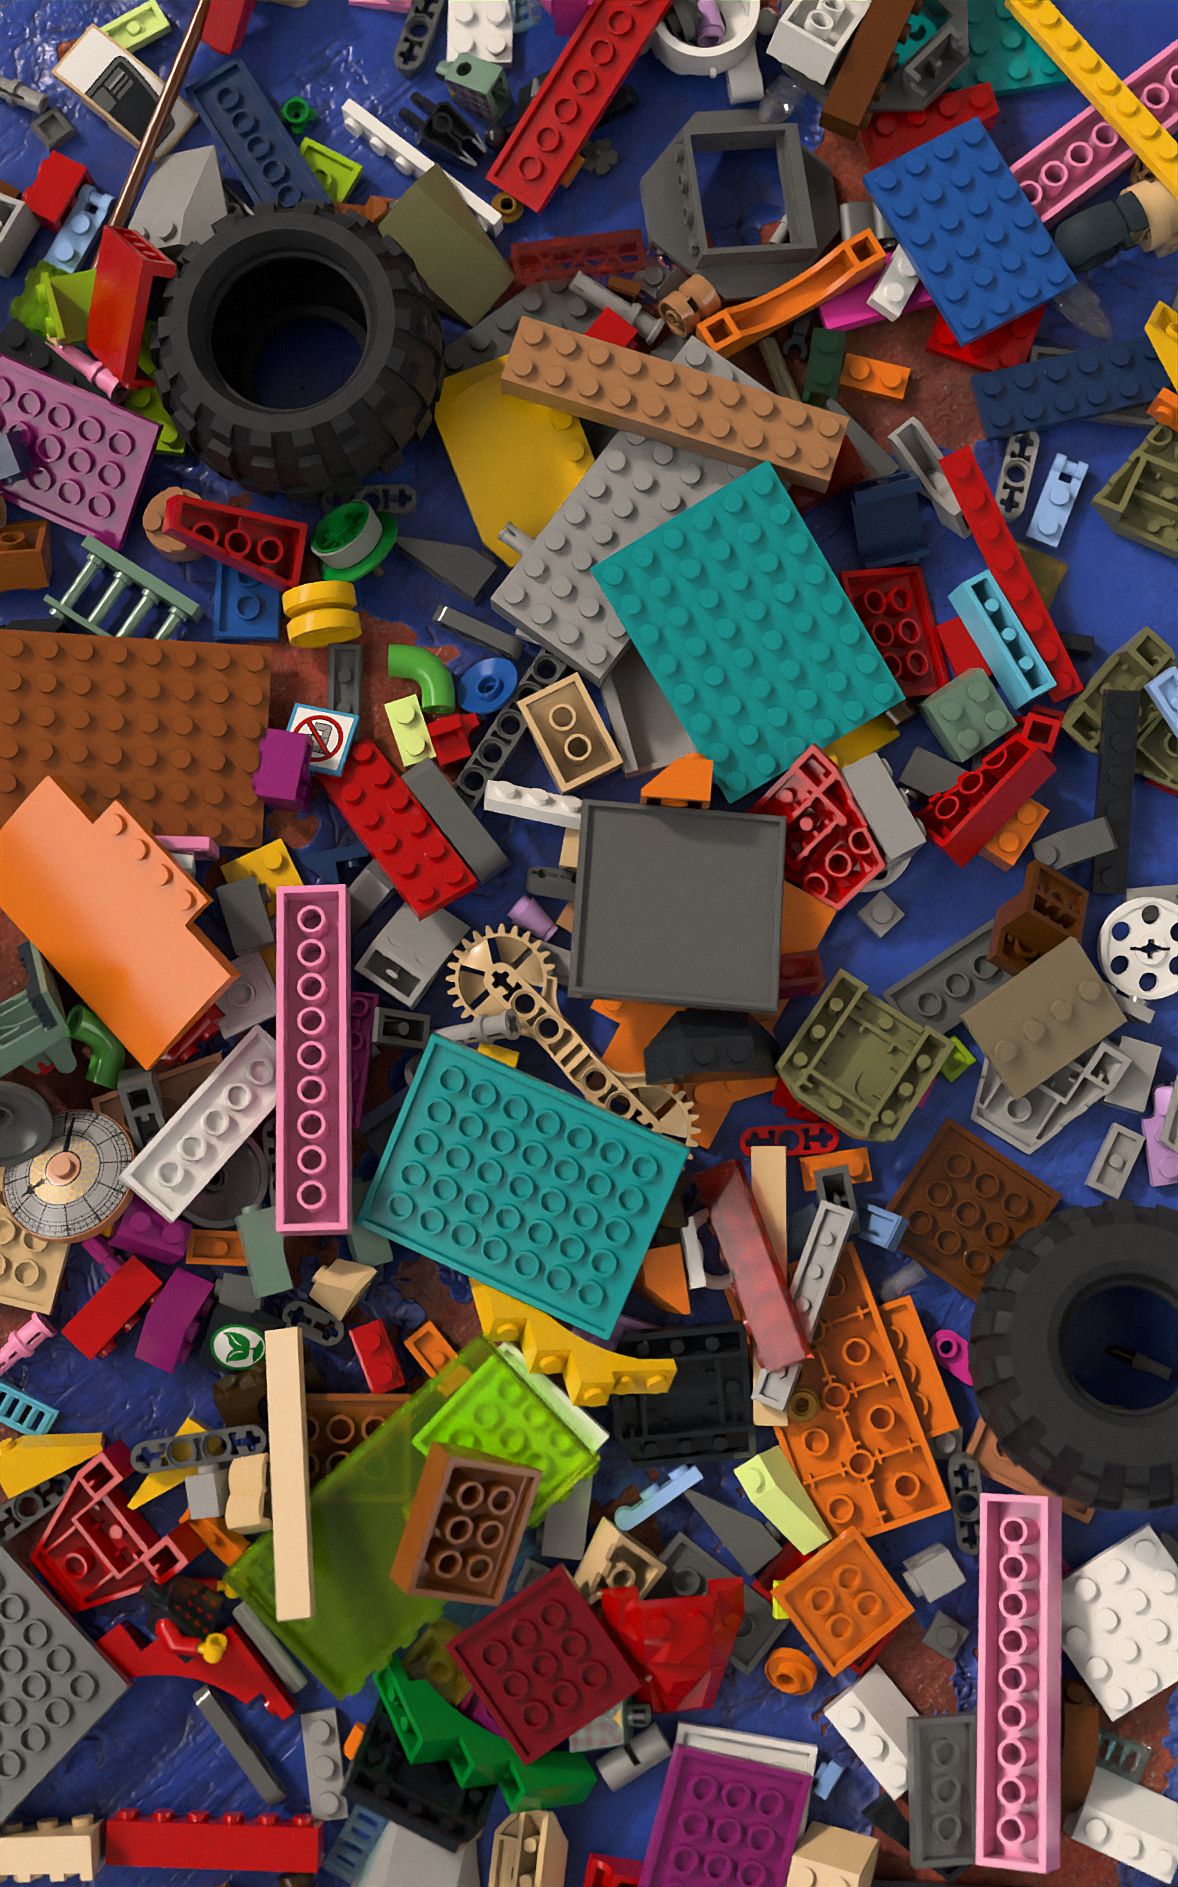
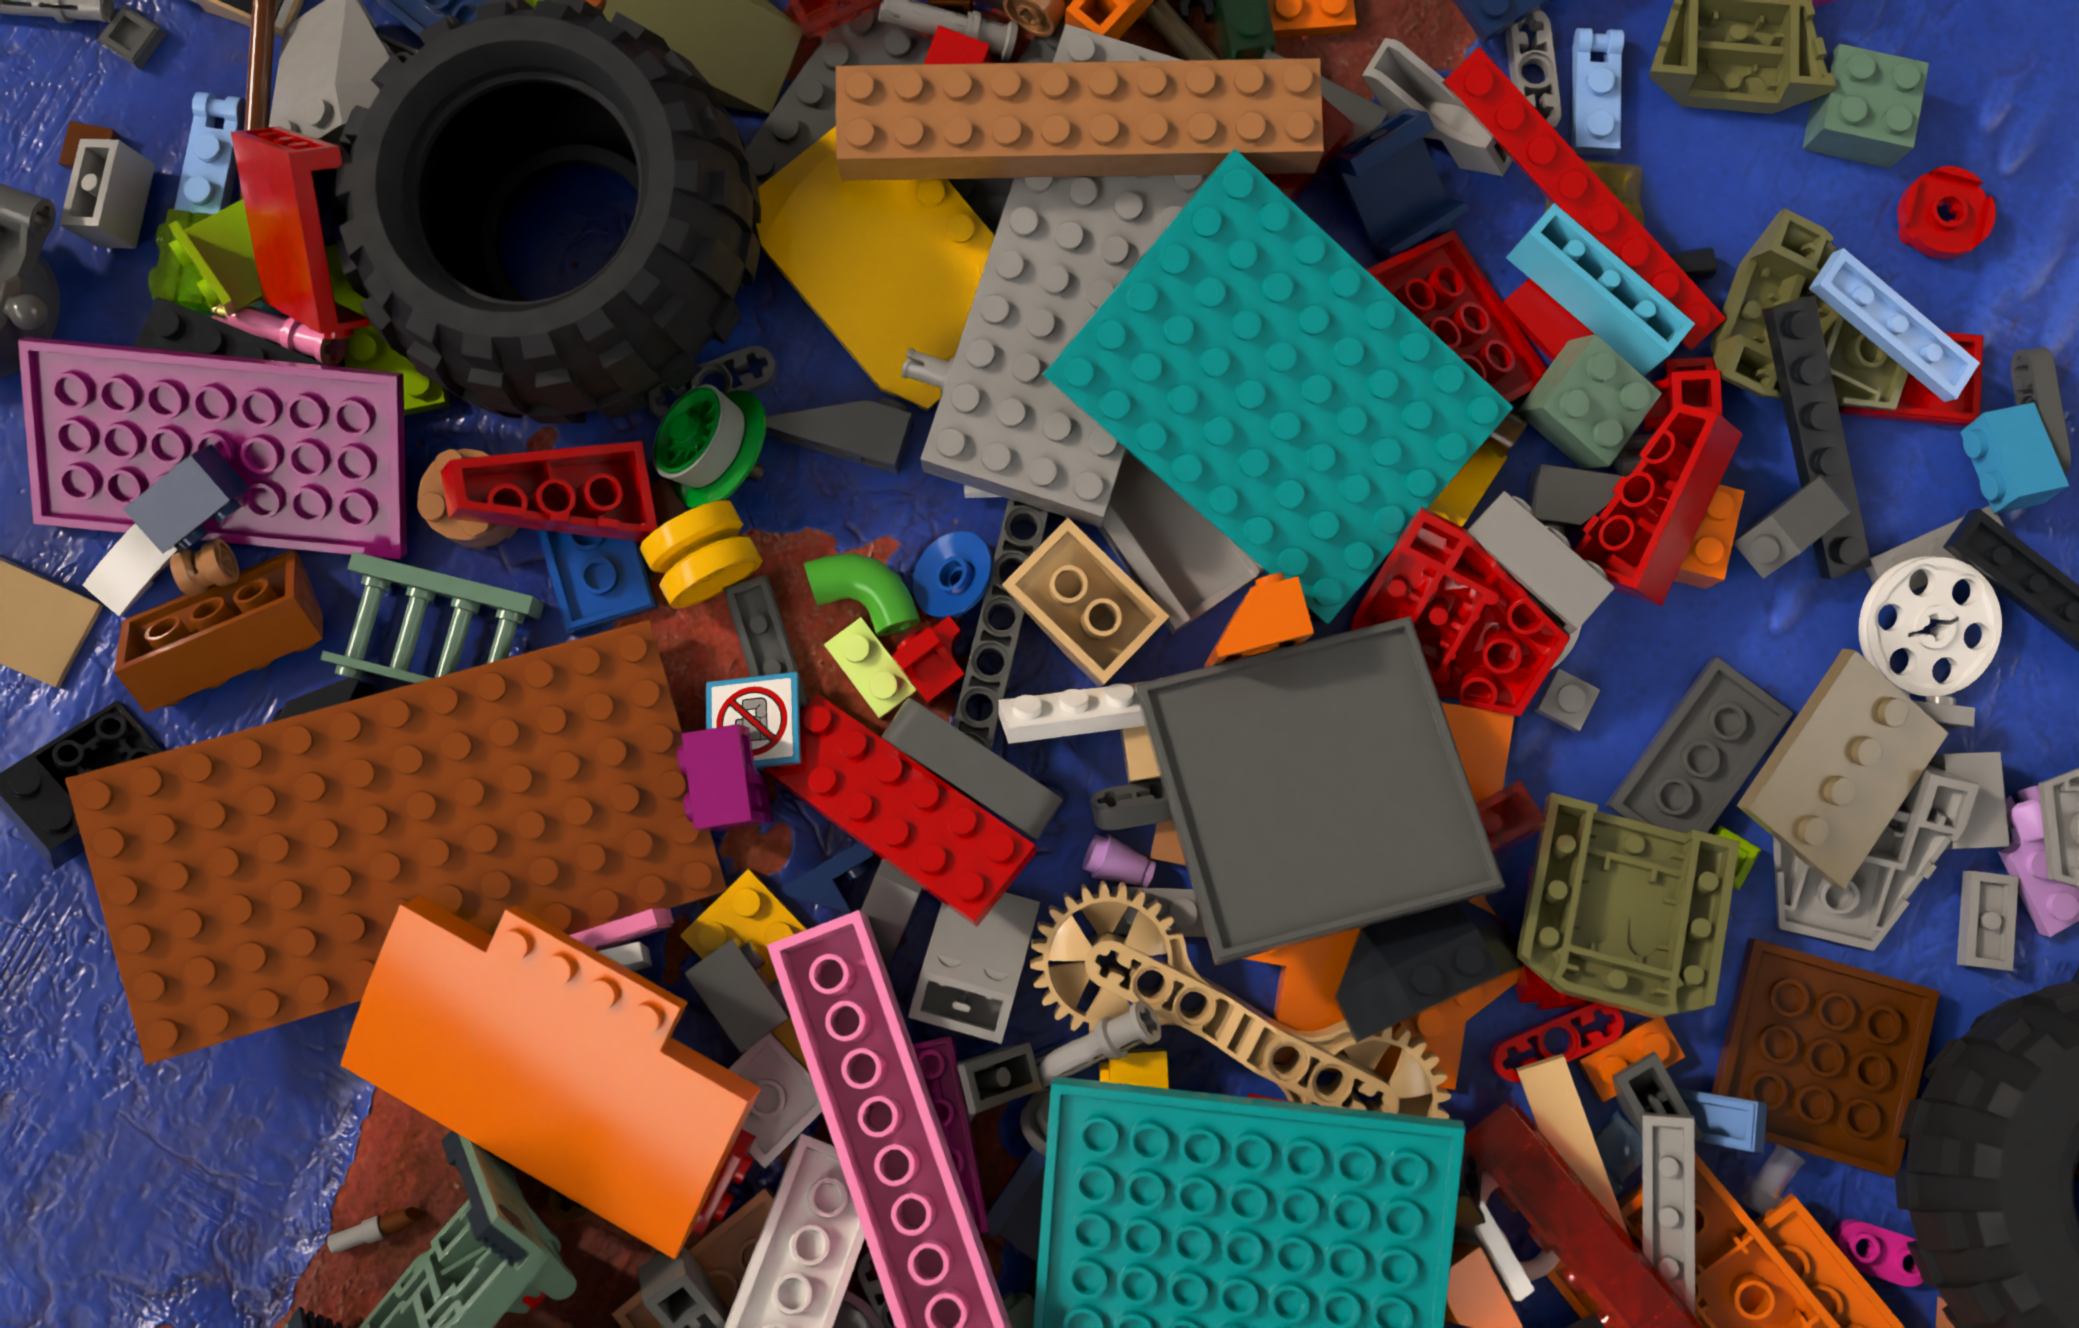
camera: 20 degrees left, 0 degrees up
(56, 190) = (159, 112): red brick -> none
(105, 1048) = (613, 1250): bright green cylinder -> none
(478, 633) = (915, 508): dark grey beam -> none
(1037, 919) = (1783, 643): reddish brown bracket -> none

